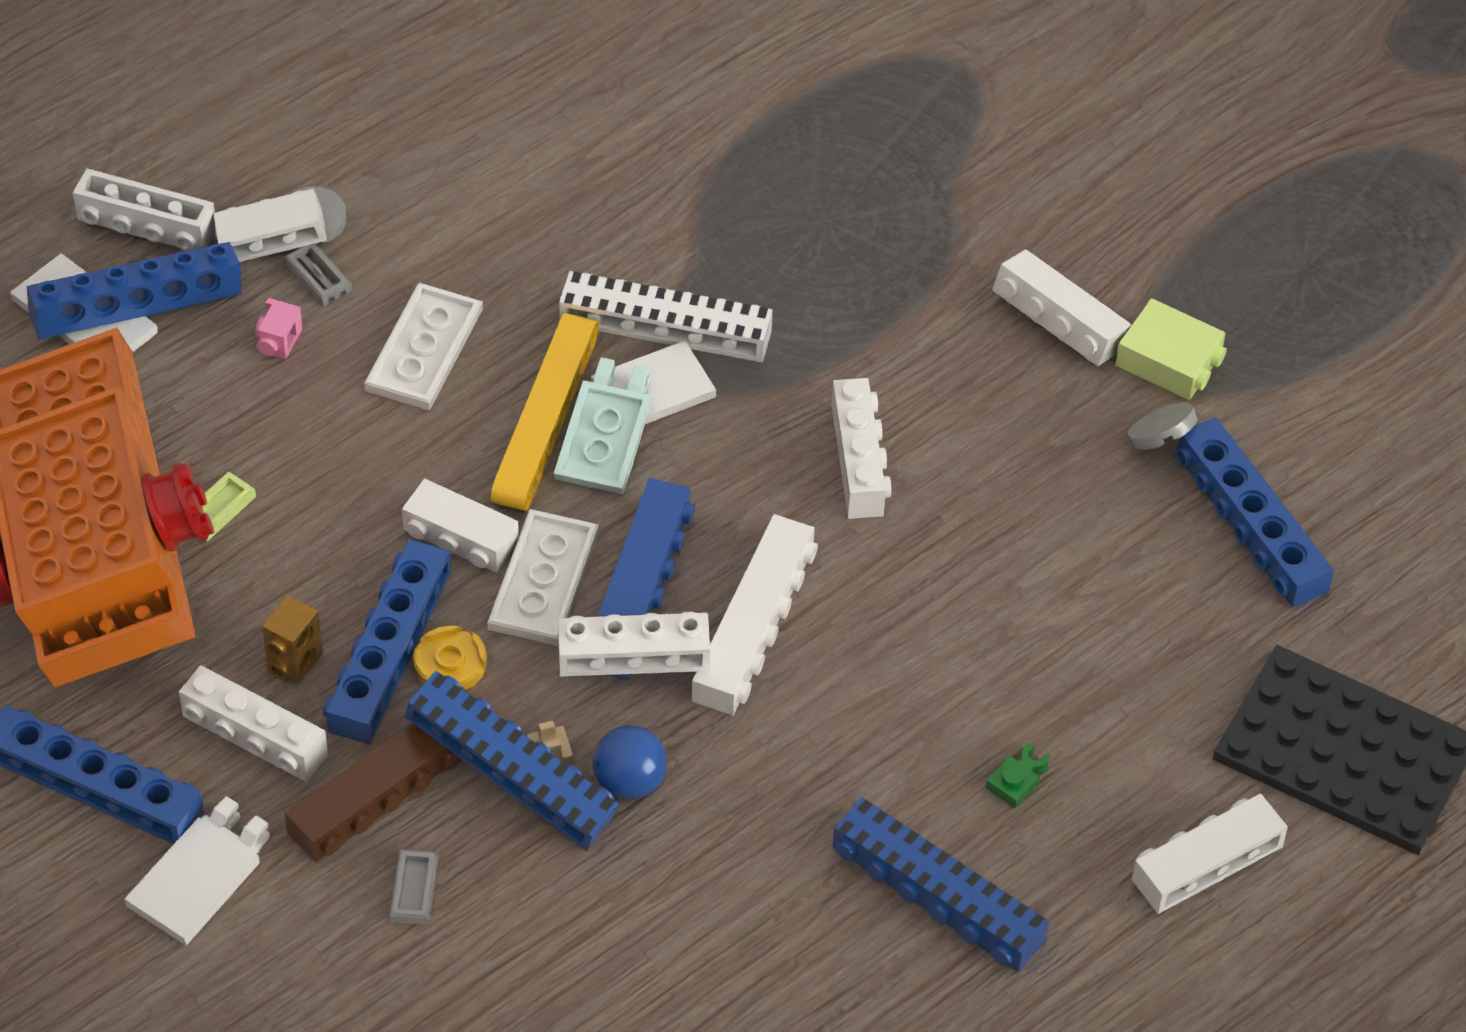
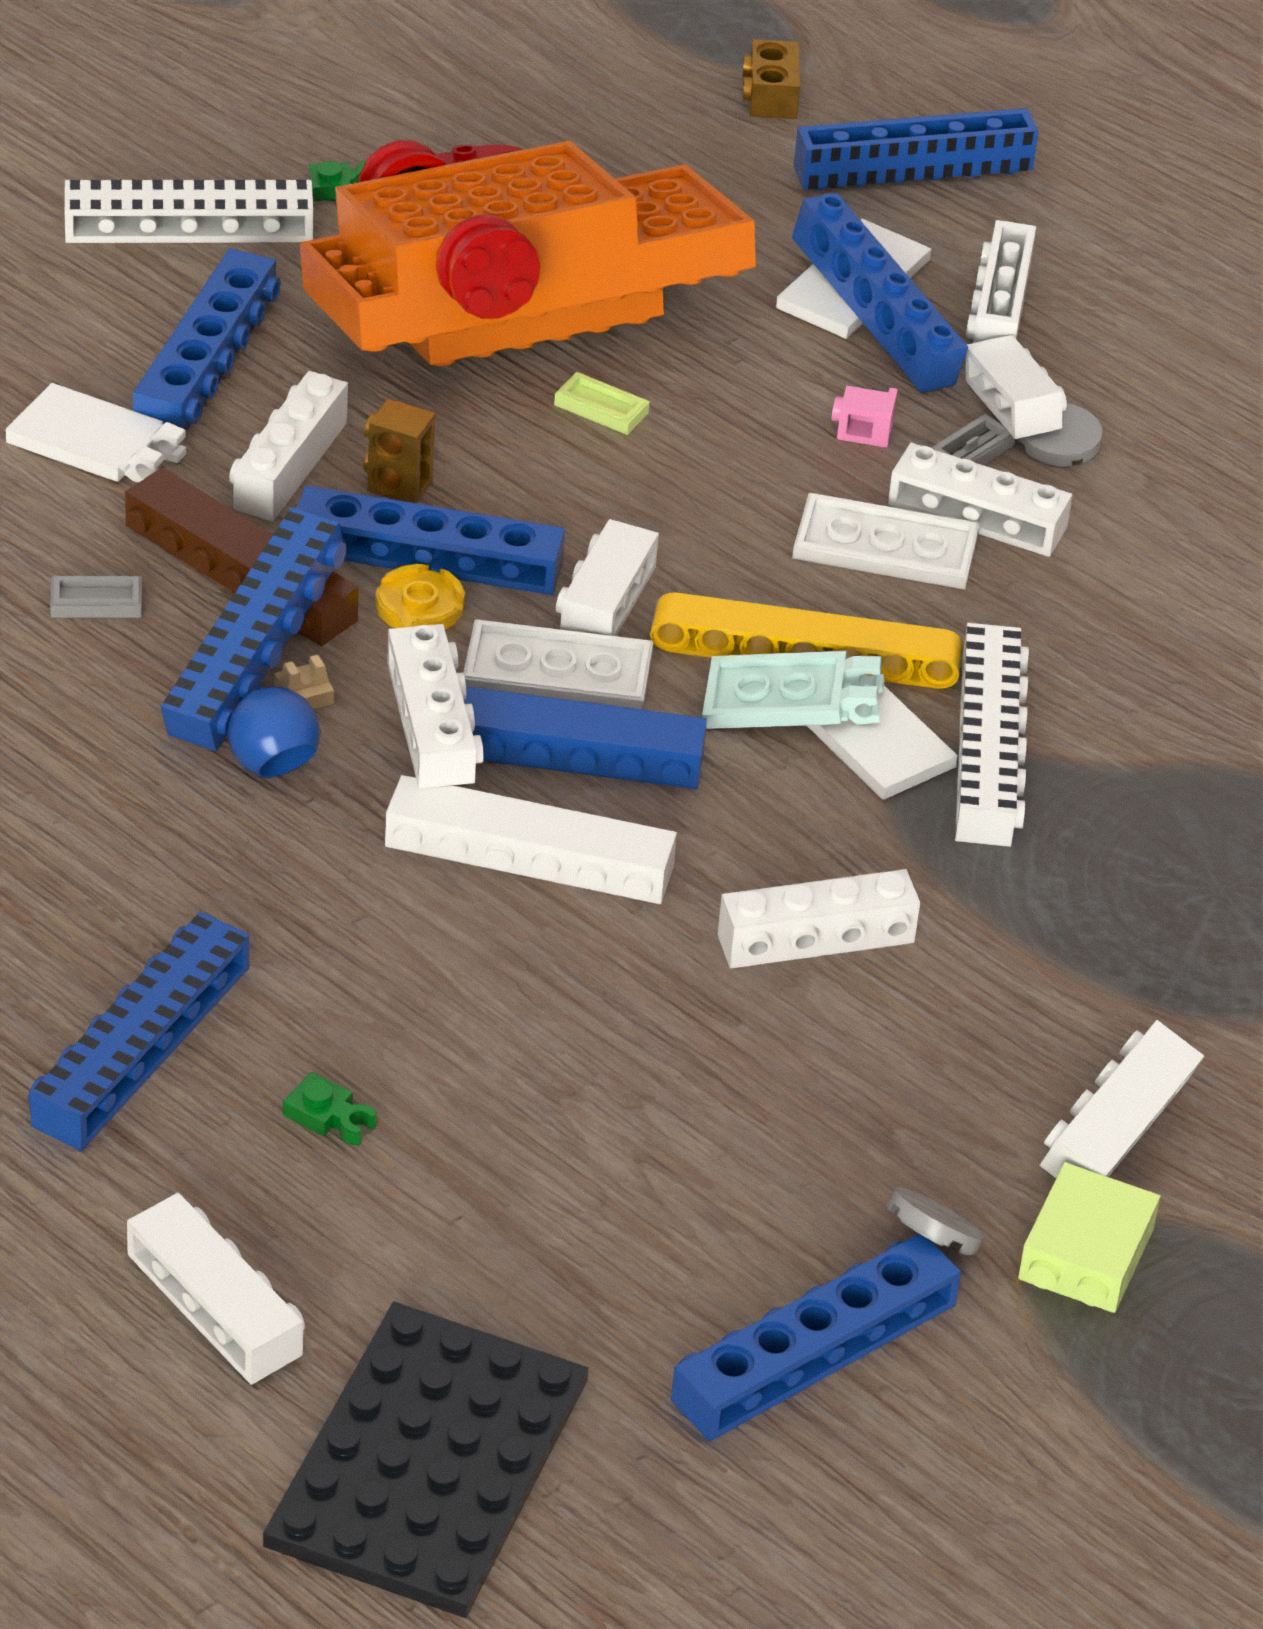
camera: 80 degrees right, 10 degrees down
(393, 275) = (1002, 503): none -> white brick

